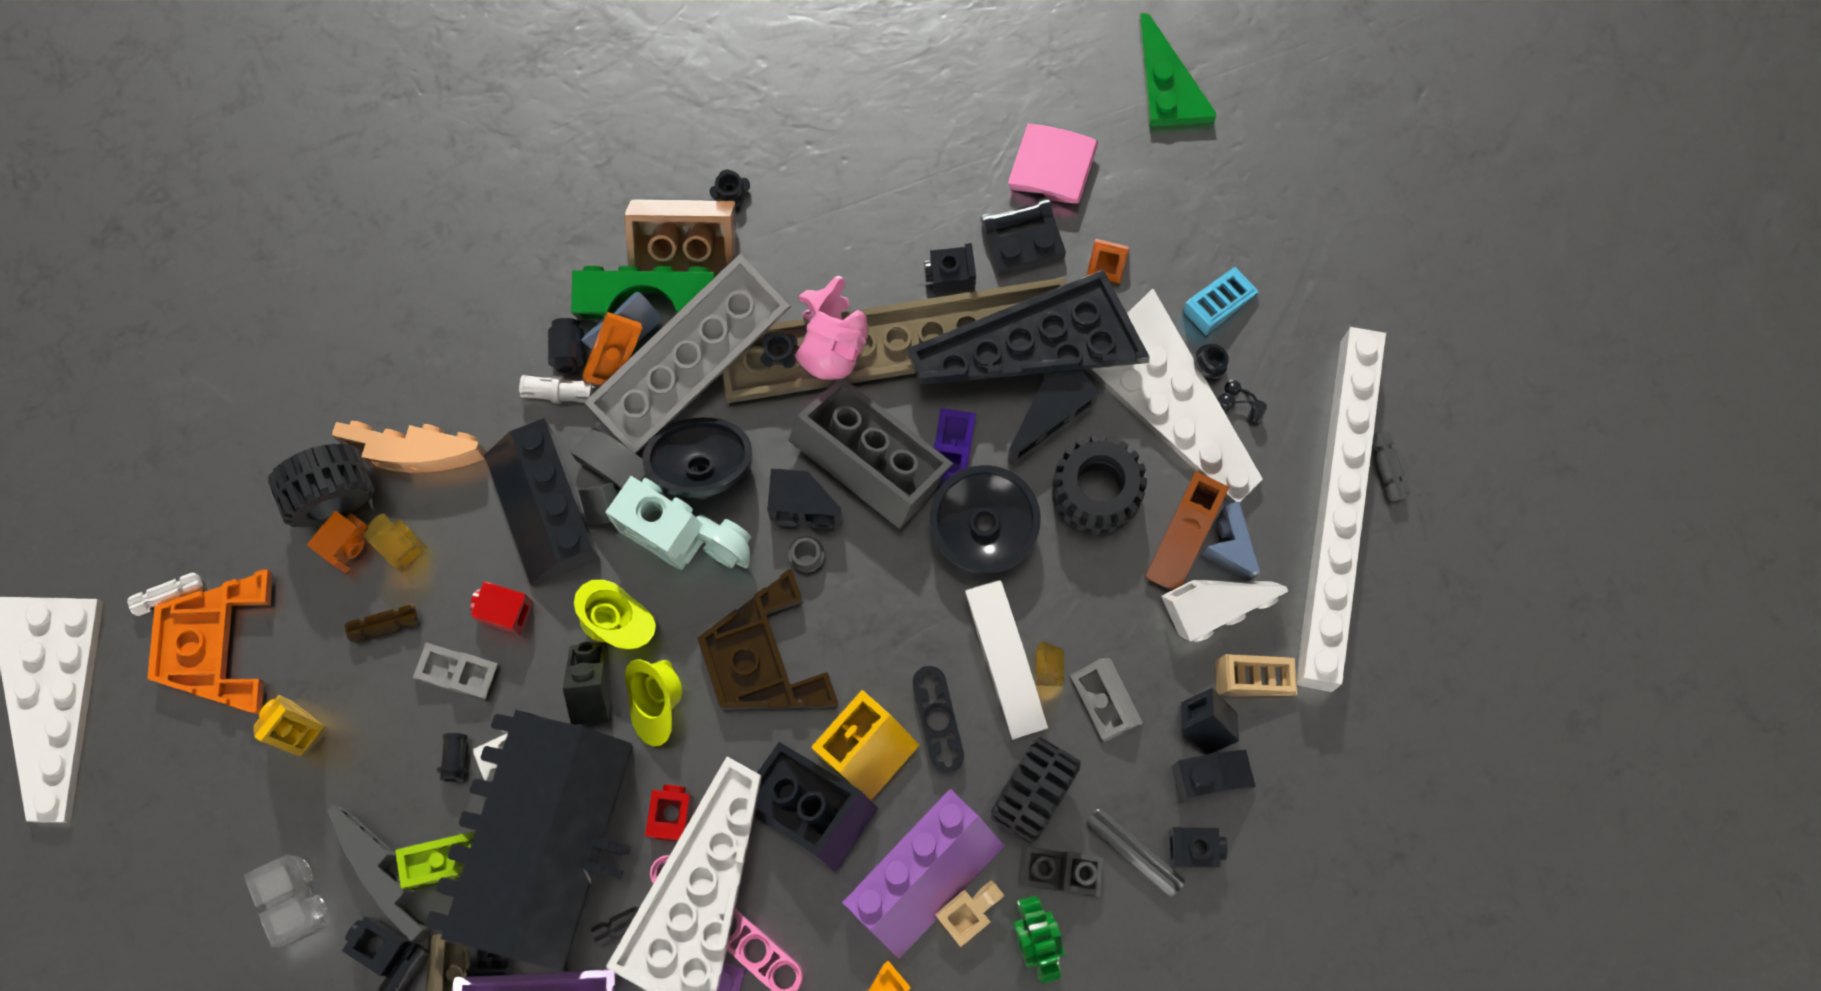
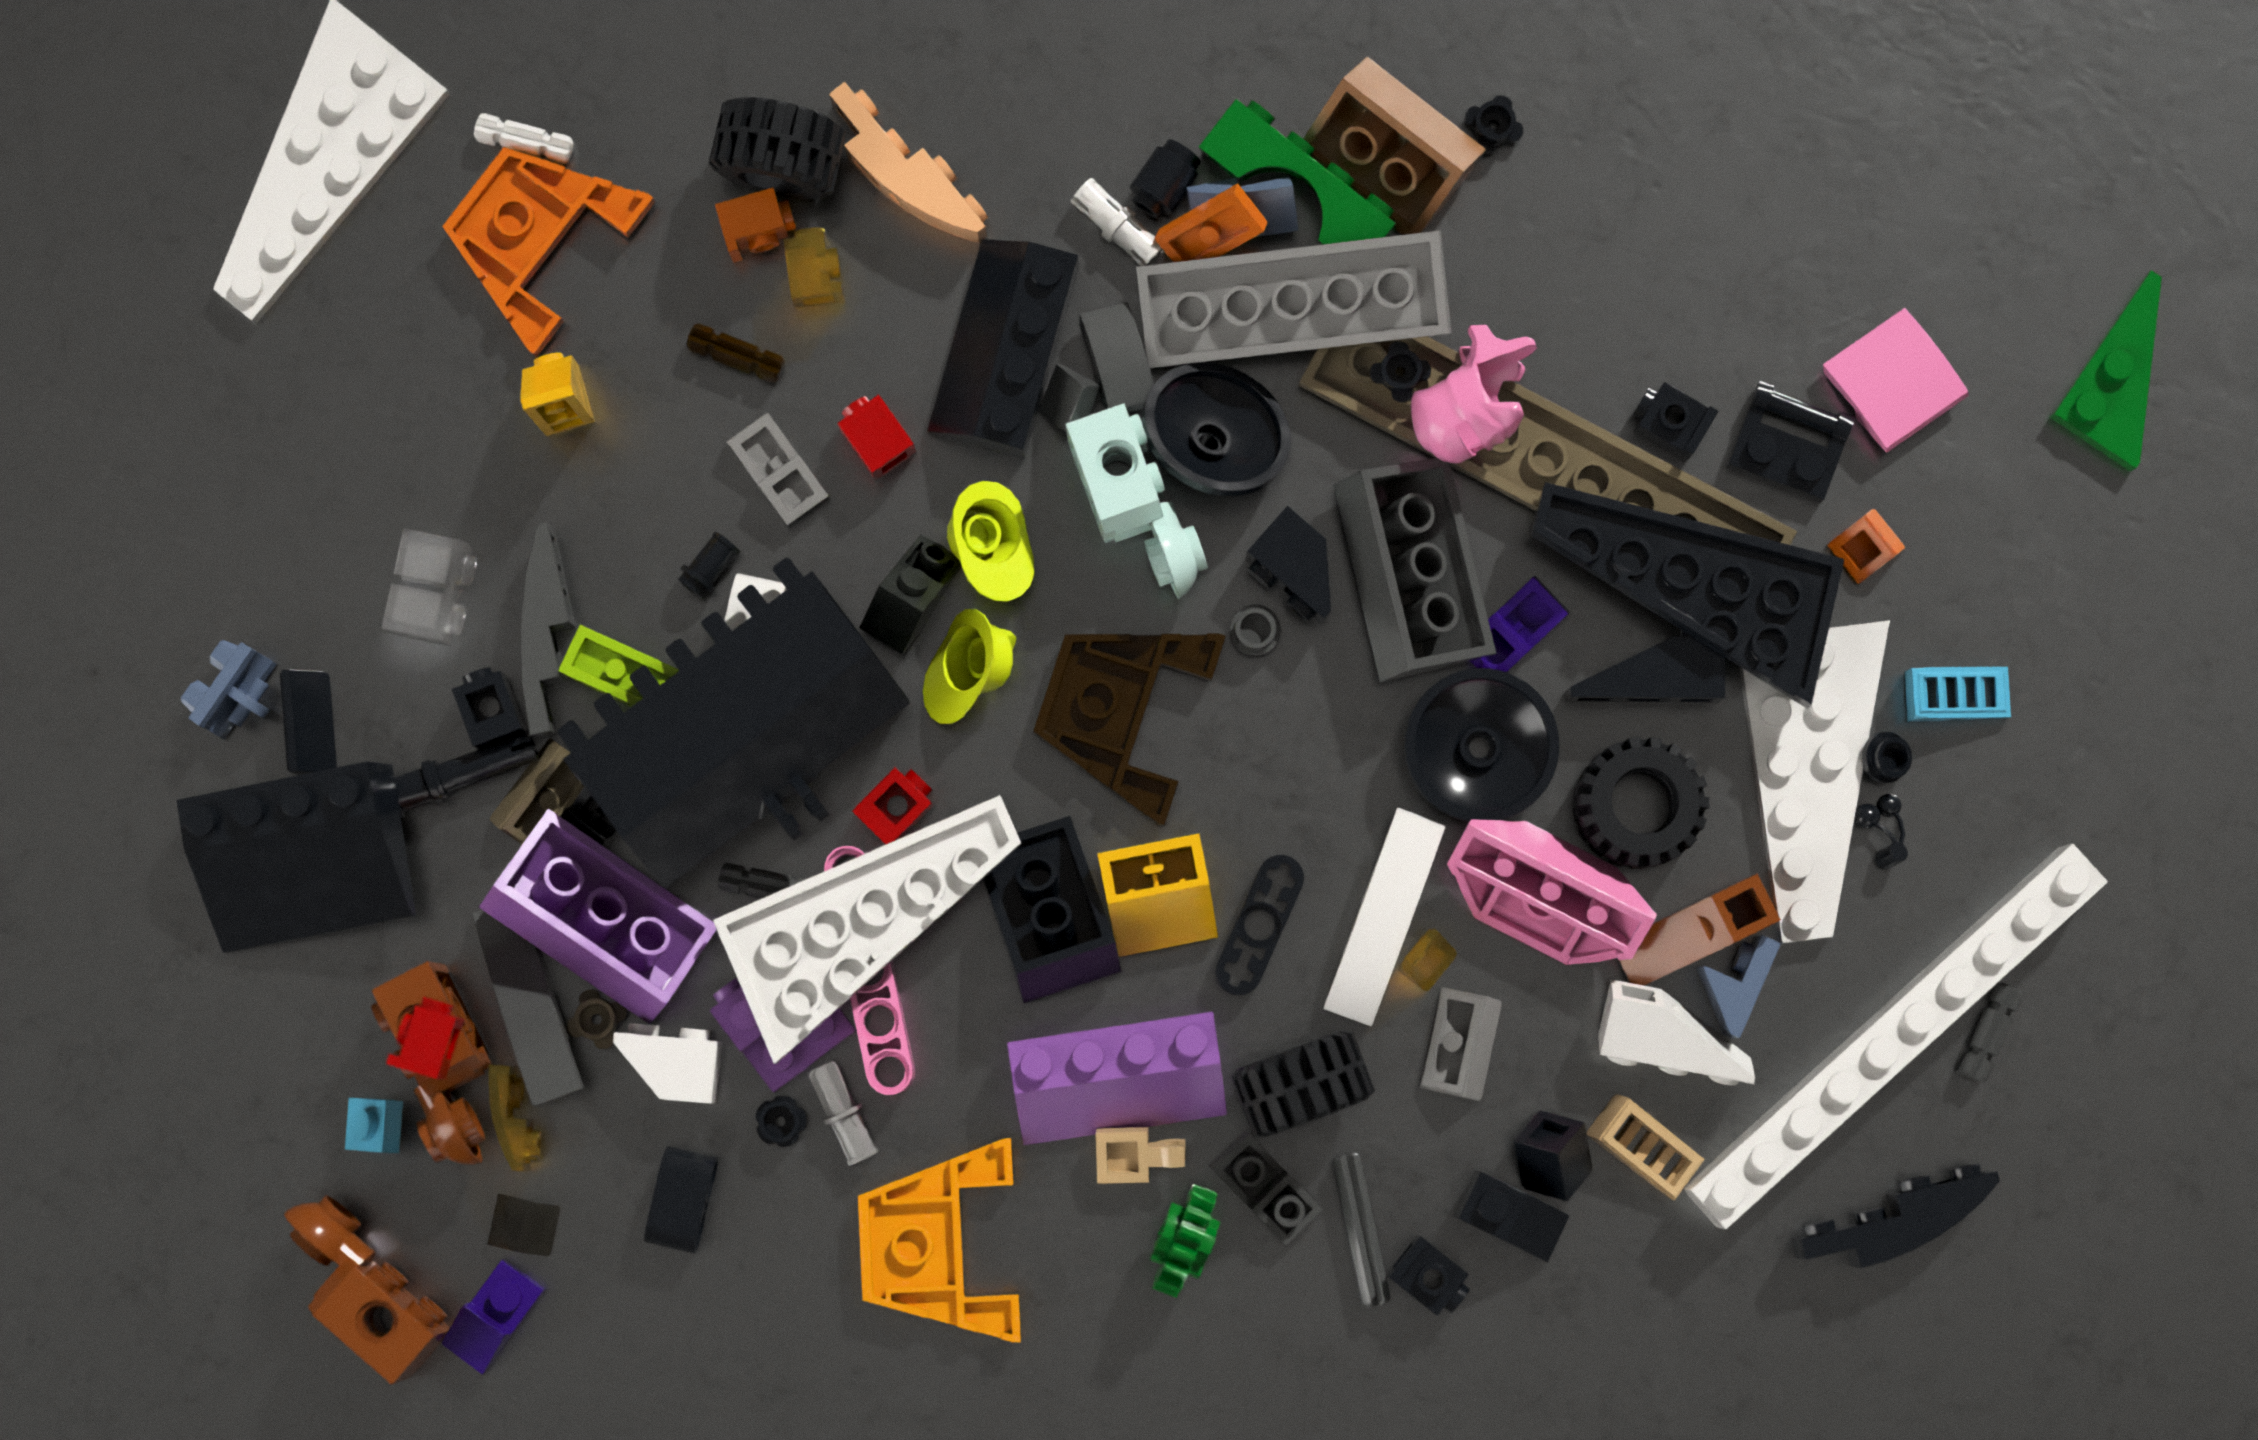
camera: 35 degrees right, 10 degrees up
(1088, 574) = (1548, 893): none -> bright pink wedge
(1436, 600) = (1916, 1217): none -> black slope

